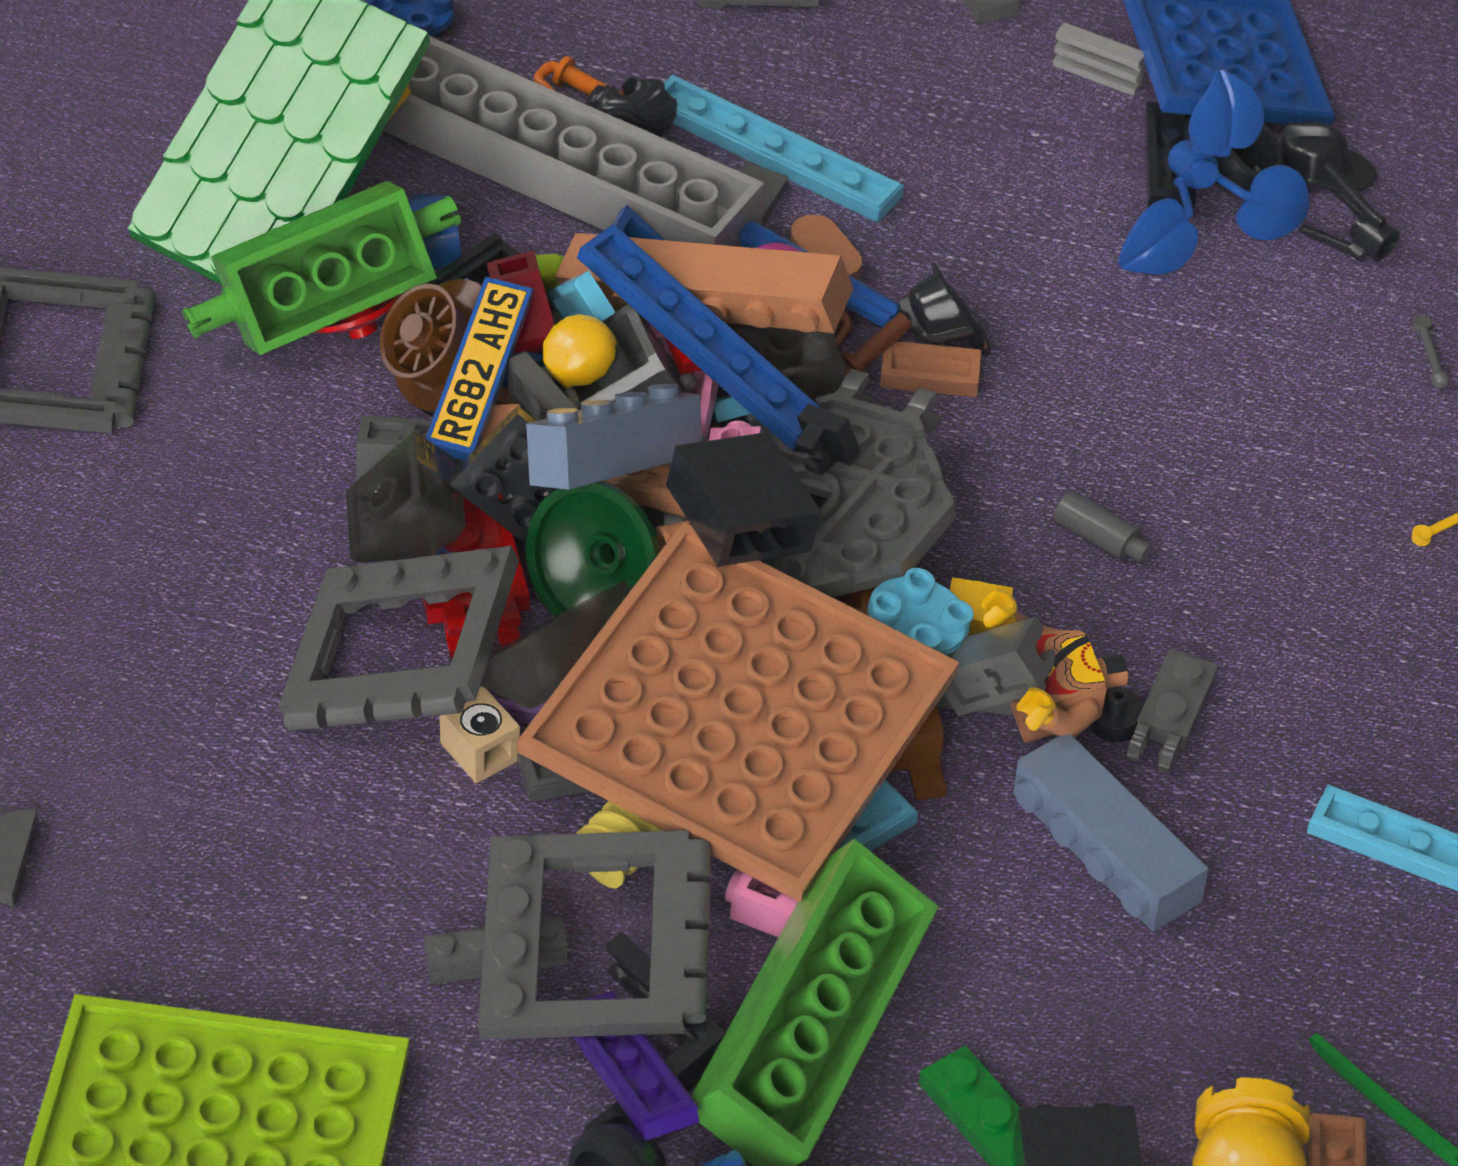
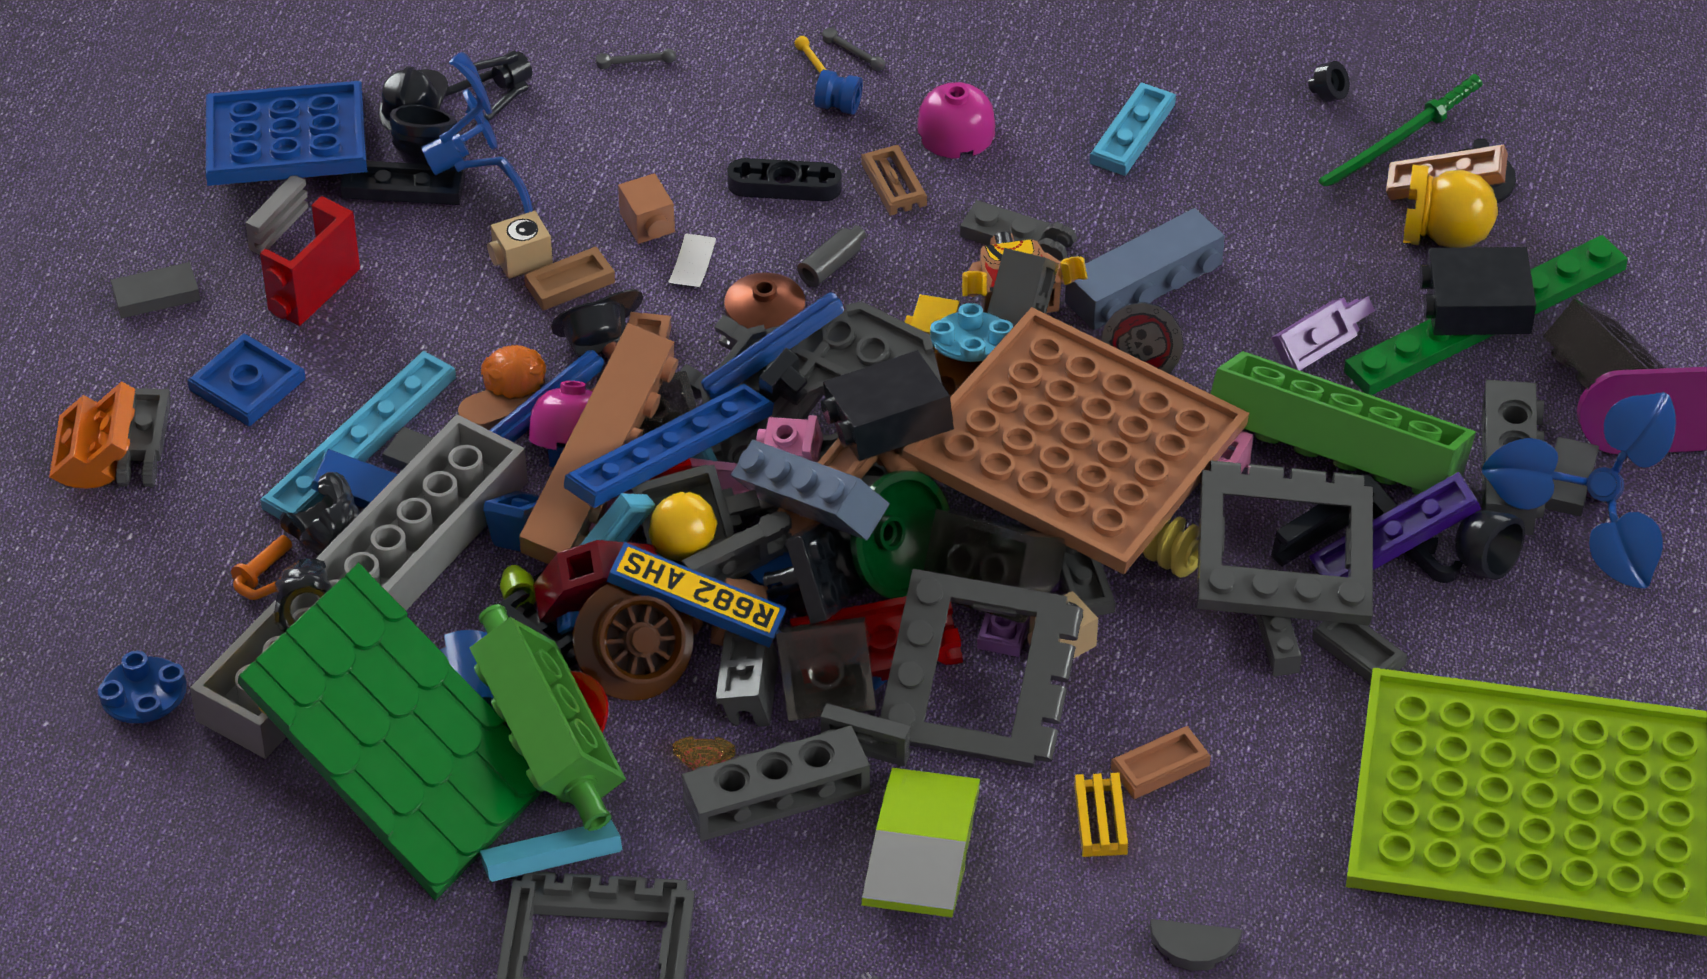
camera: 85 degrees left, 0 degrees up
(160, 601) = (921, 842): none -> slope
(168, 293) = (549, 851): none -> medium azure tile
(204, 766) = (1098, 786): none -> yellow tile
(256, 481) = (776, 783): none -> dark grey brick
(282, 834) = (1160, 762): none -> nougat tile
(312, 431) = (703, 751): none -> clear yellow tile
(320, 553) = (877, 736): none -> dark grey tile
(453, 1050) = (1359, 647): none -> dark grey tile
(472, 53) = (299, 578): none -> black hair
(699, 126) = (363, 478): none -> blue tile
(854, 59) = (246, 379): none -> blue tile
(870, 251) = (513, 371): none -> orange hair
(884, 432) = (772, 345): none -> blue axle
(959, 813) = (1146, 334): none -> shield
(1004, 81) = (306, 282): none -> red panel
(1014, 1019) = (1321, 332): none -> hinge
(1023, 477) = (764, 300): none -> copper dish
(1039, 303) = (569, 278): none -> medium nougat tile
(1076, 252) = (520, 244): none -> tan brick
(1085, 412) = (693, 260): none -> white sticker
(1143, 349) = (646, 208): none -> nougat brick
(1224, 501) = (756, 187): none -> black beam
(1258, 597) = (902, 199): none -> medium nougat tile
(1364, 646) = (956, 120): none -> dark pink cylinder
(1391, 528) = (838, 92): none -> blue wheel

